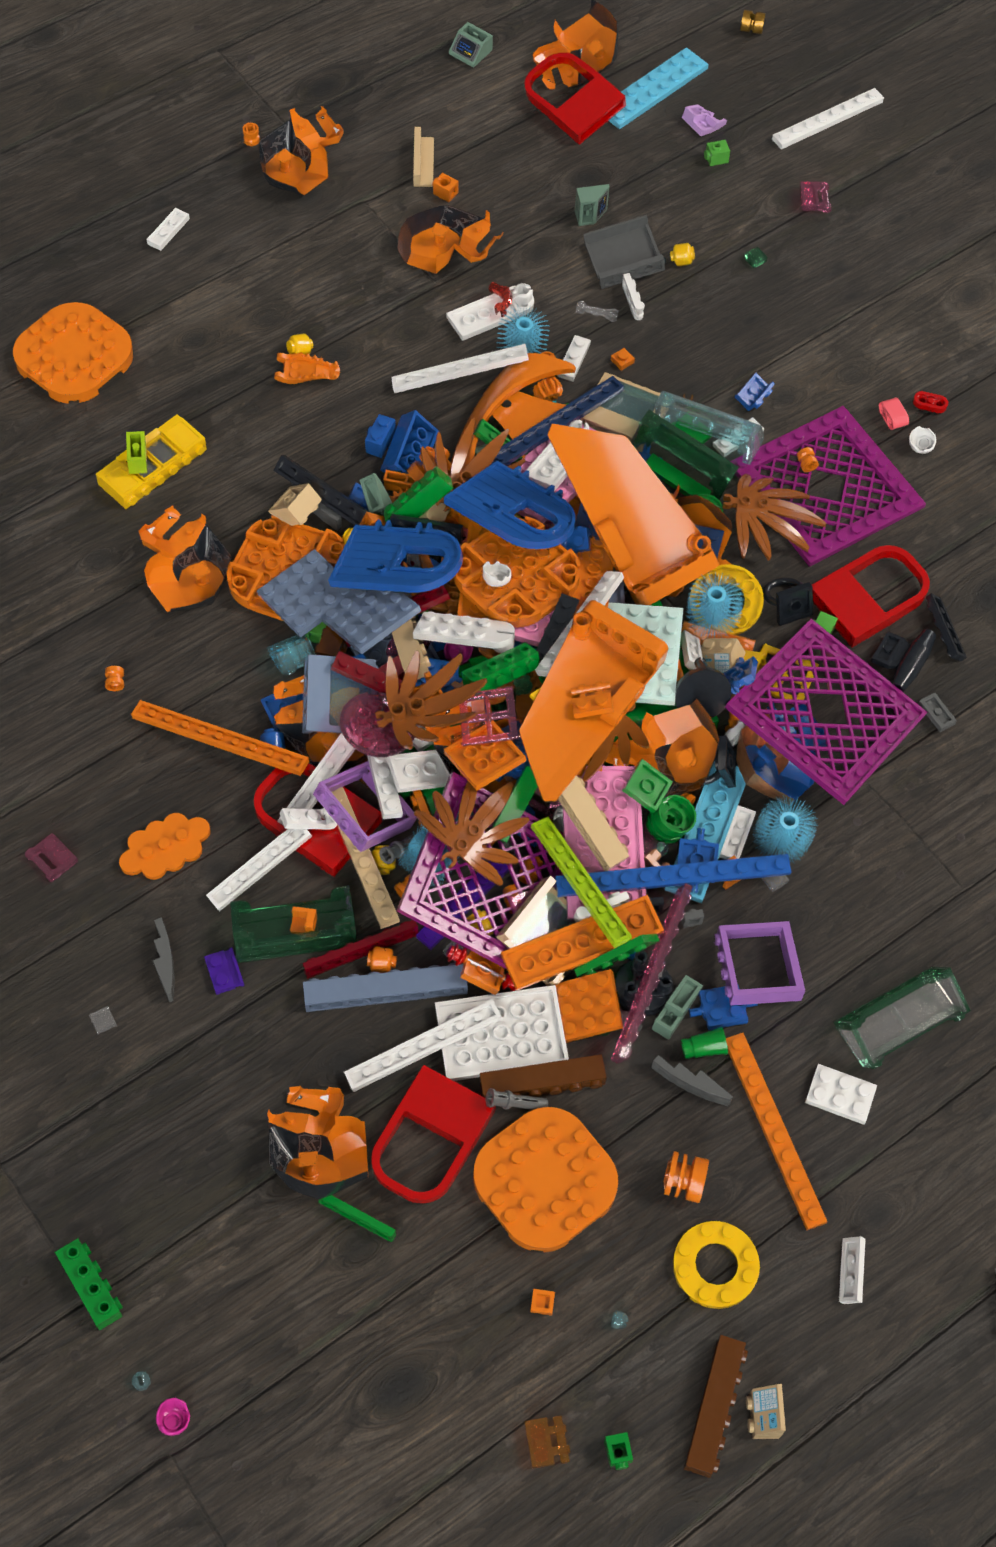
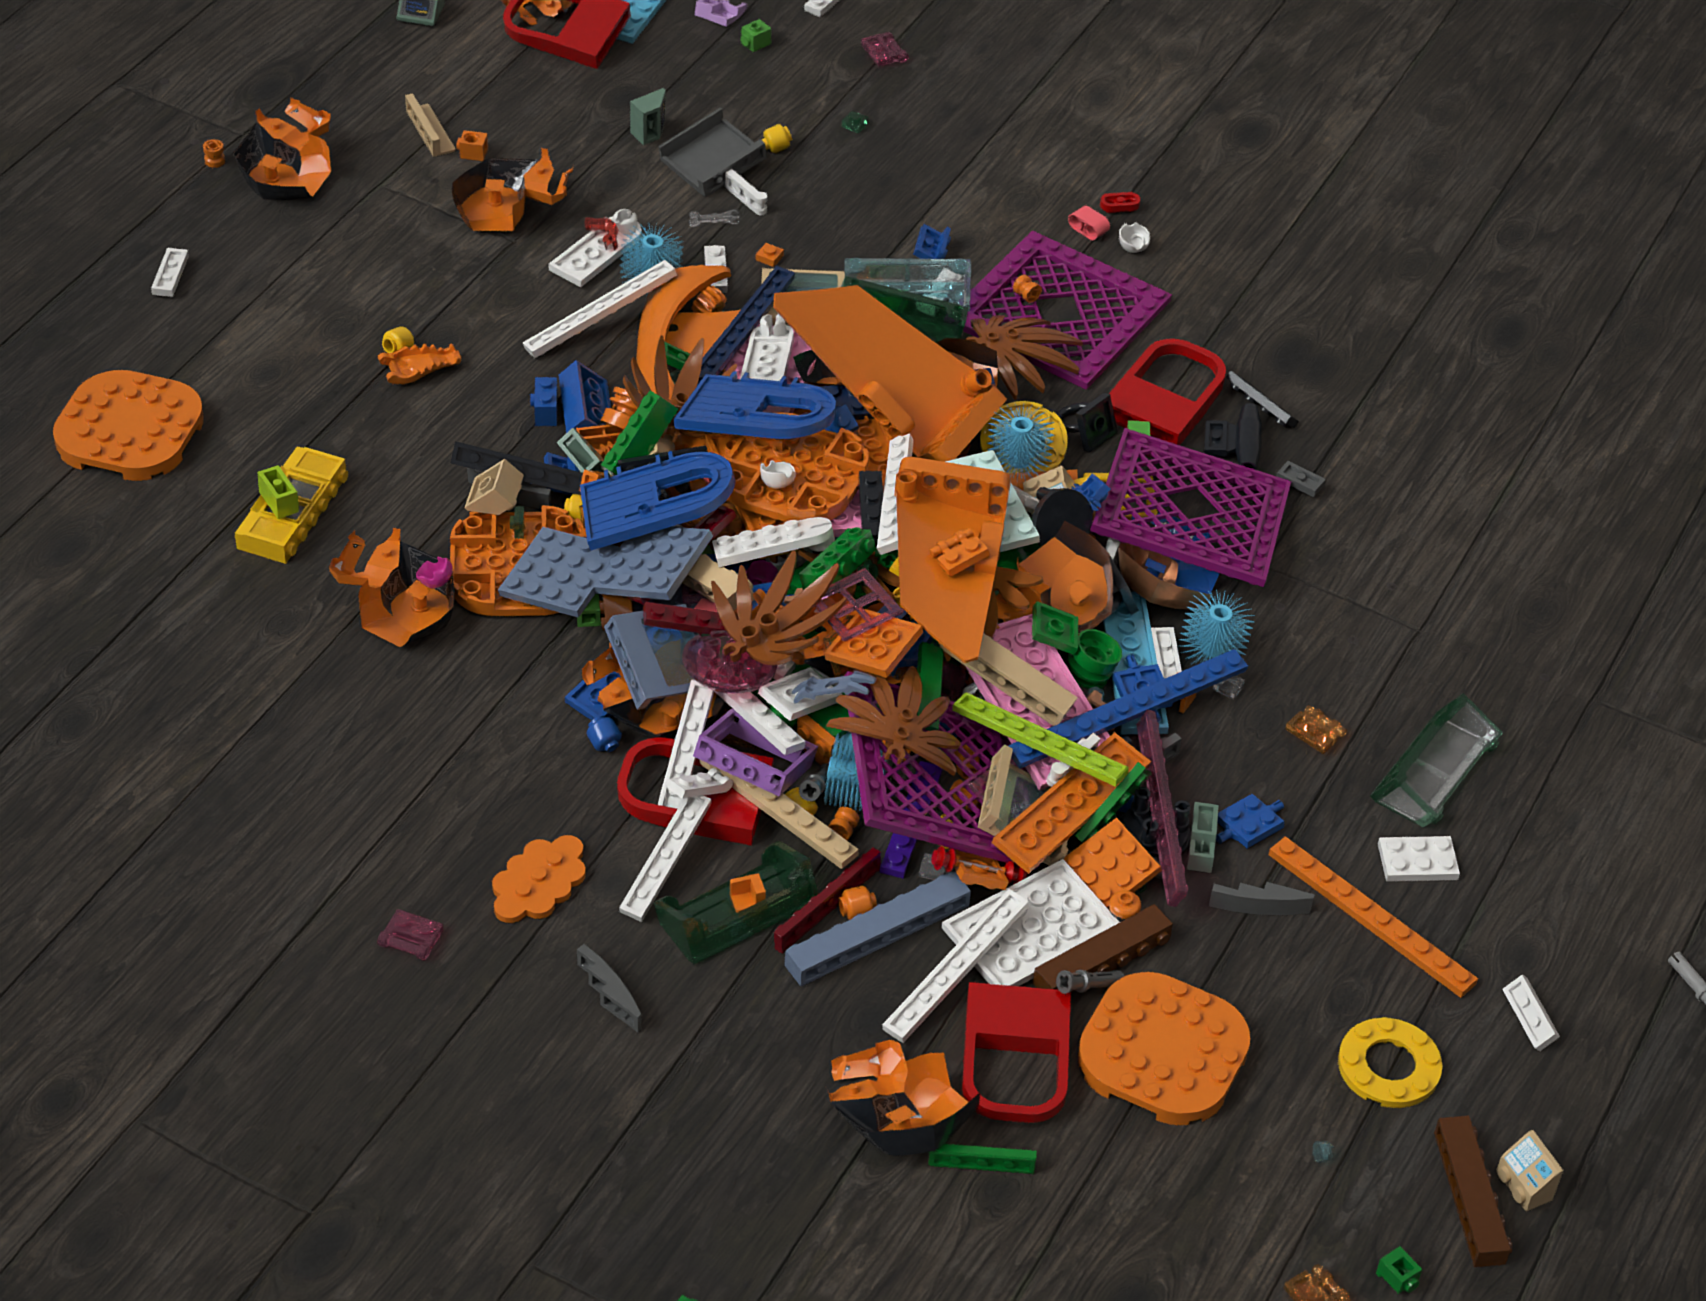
camera: 25 degrees left, 15 degrees down
(102, 1020) = (571, 1076): clear tile -> none
(114, 678) = (379, 731): orange wheel -> none
(214, 561) = (435, 574): none -> dark pink hair
(220, 737) = (542, 746): orange plate -> none
(224, 971) = (683, 977): dark purple plate -> none
(290, 653) = (574, 641): clear light blue slope -> none
(301, 537) = (517, 522): none -> clear green plate
(442, 785) = (847, 684): none -> sand blue piece
(542, 1302) = (1233, 1164): orange plate -> none
(579, 1046) = (1124, 905): none -> orange head
(686, 1177) = (1313, 985): orange wheel -> none
(705, 1044) = (1256, 858): green plant -> none
(760, 995) = (1313, 768): medium lavender window -> none
(817, 948) = (1316, 728): none -> clear orange plate

